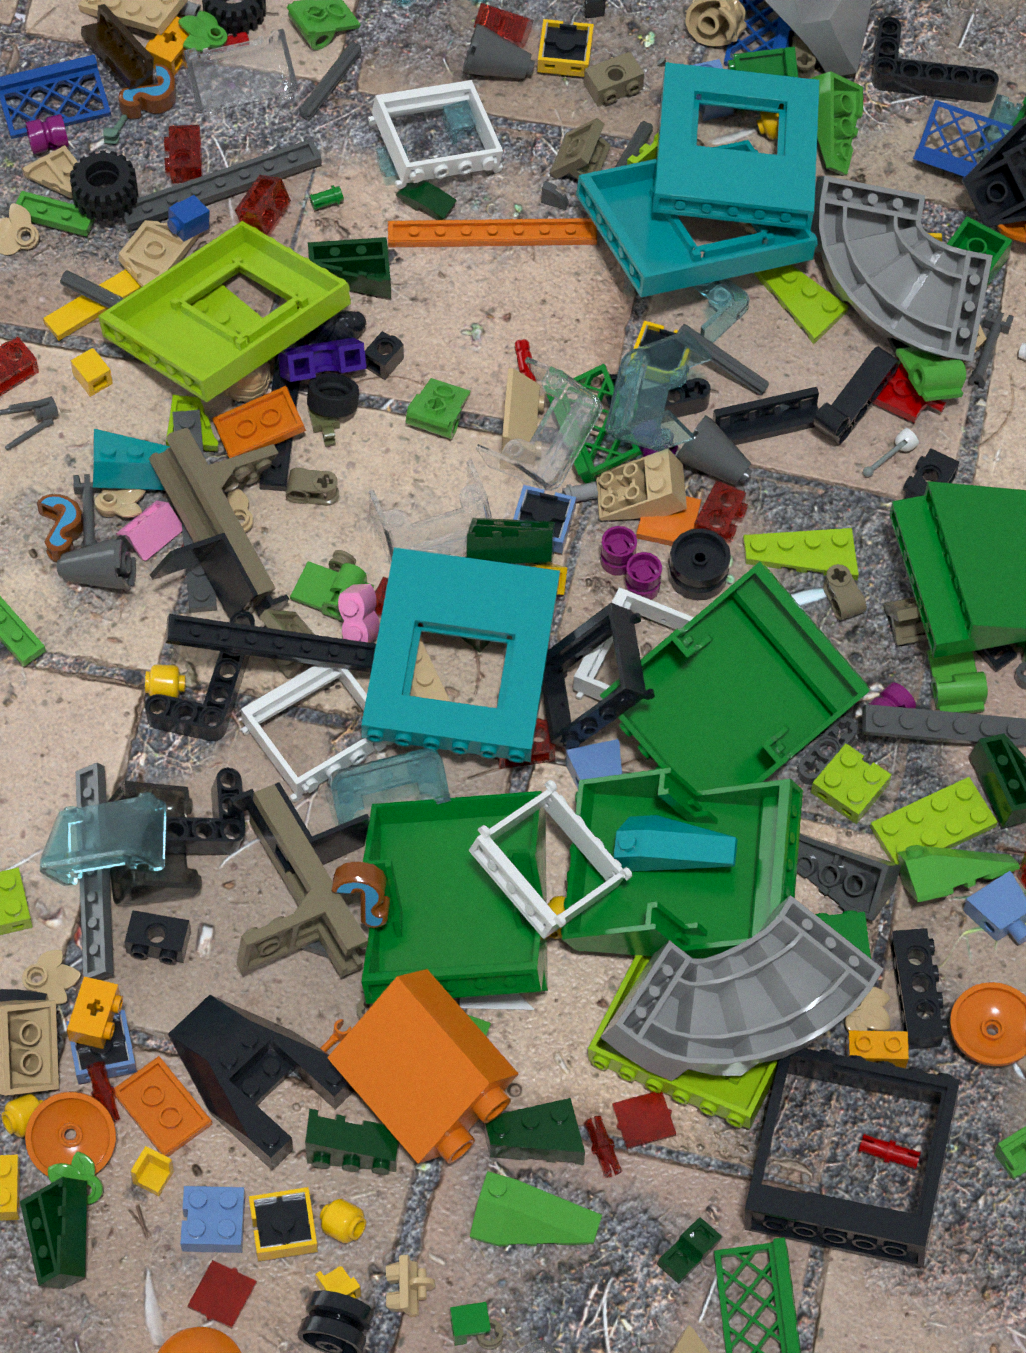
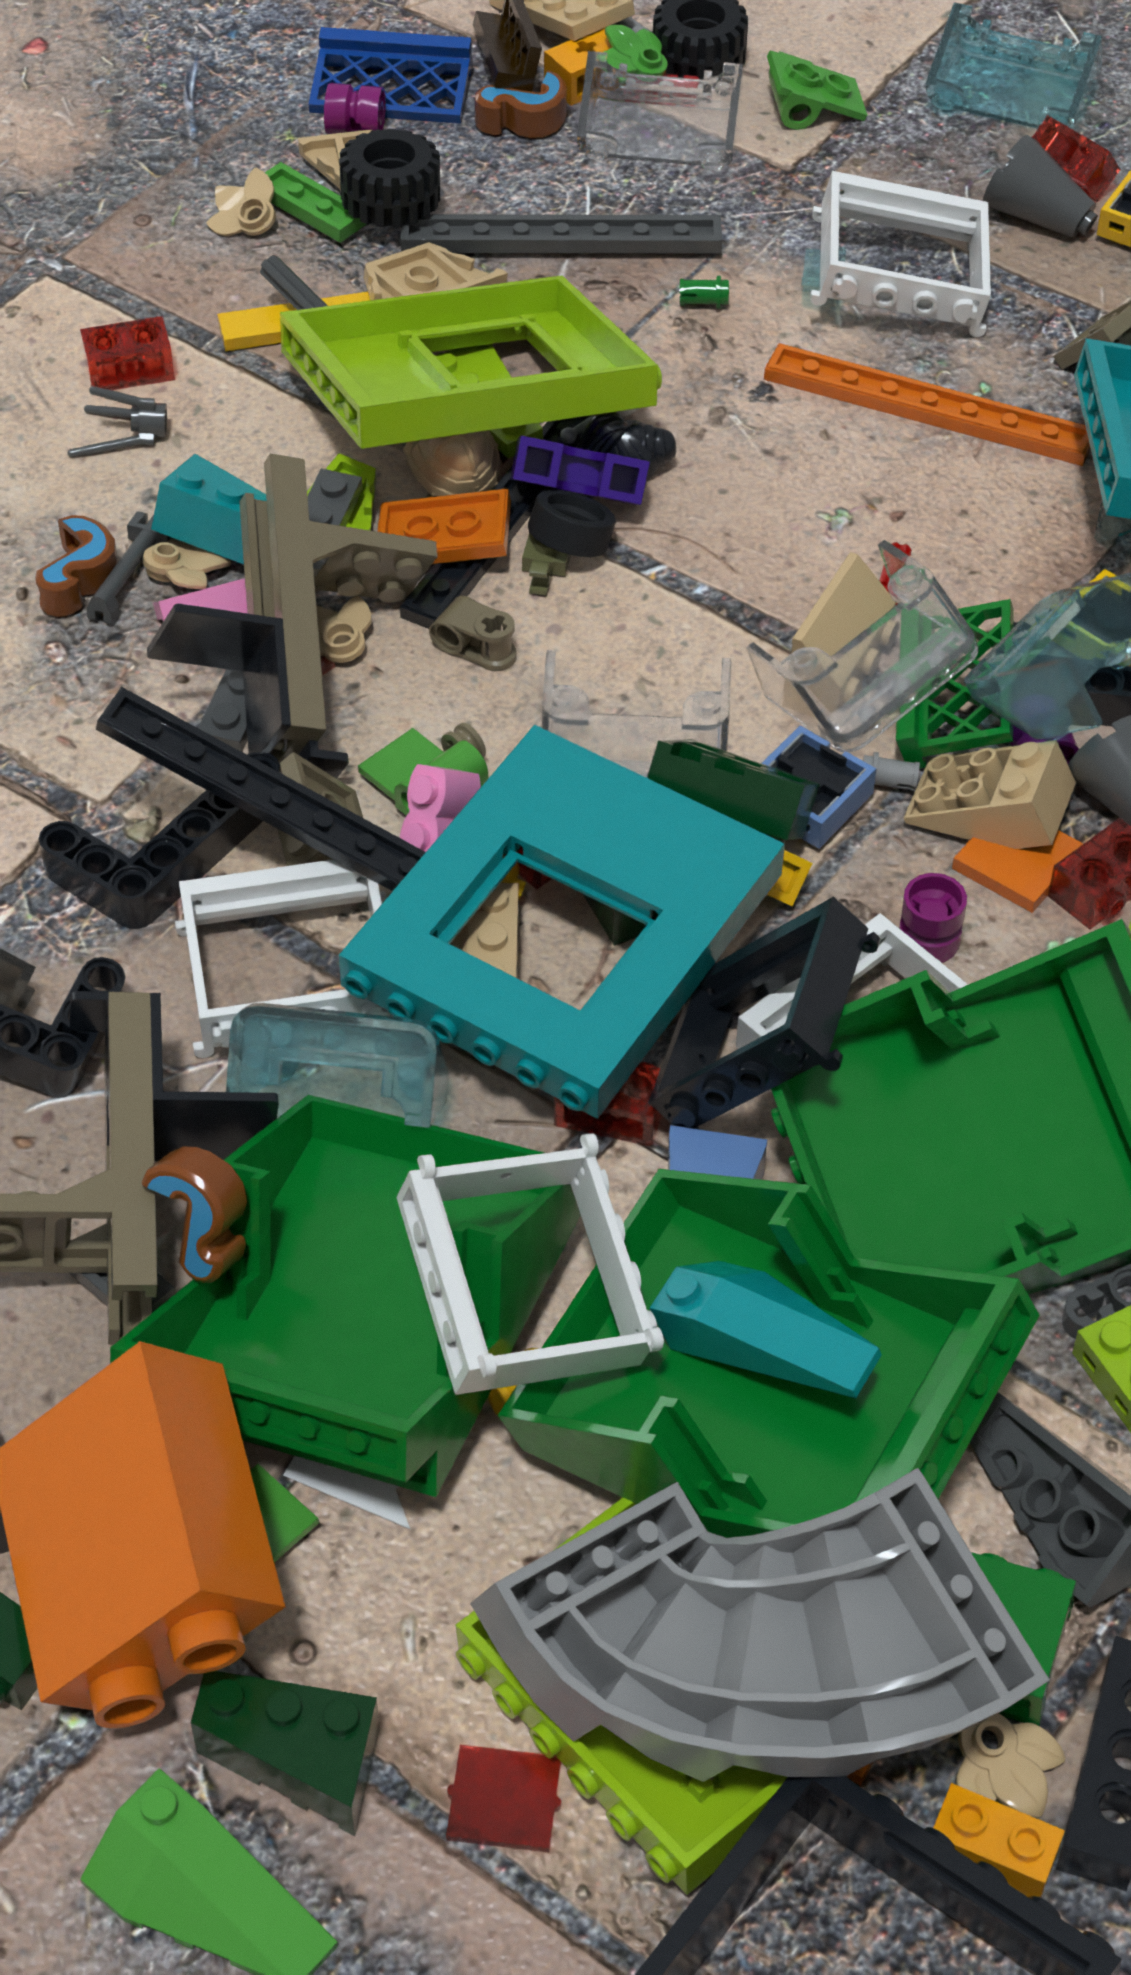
camera: 25 degrees right, 10 degrees down
(91, 372) = (242, 394): yellow panel -> none
(101, 564) = (103, 628): dark grey cone -> none
(112, 134) = (449, 140): sand green hand -> none
(164, 680) = (97, 811): yellow head -> none
(184, 153) = (531, 181): clear red brick -> none
(188, 218) = (487, 251): blue brick -> none
(263, 203) = (607, 266): clear red brick -> none
(330, 80) = (787, 163): dark grey axle -> none
(357, 261) = (701, 374): dark green wedge -> none
(382, 364) = (679, 500): black brick -> none
(427, 197) = (853, 331): dark green slope -> none
(437, 408) = (720, 591): bright green piece -> none
(457, 118) = (947, 248): clear light blue panel -> none
(552, 197) = (1042, 384): dark grey tile -> none
(603, 1146) = (402, 1816): clear red pin -> none
(616, 549) = (905, 854): magenta wheel -> none
(699, 564) = (1029, 915): black wheel -> none

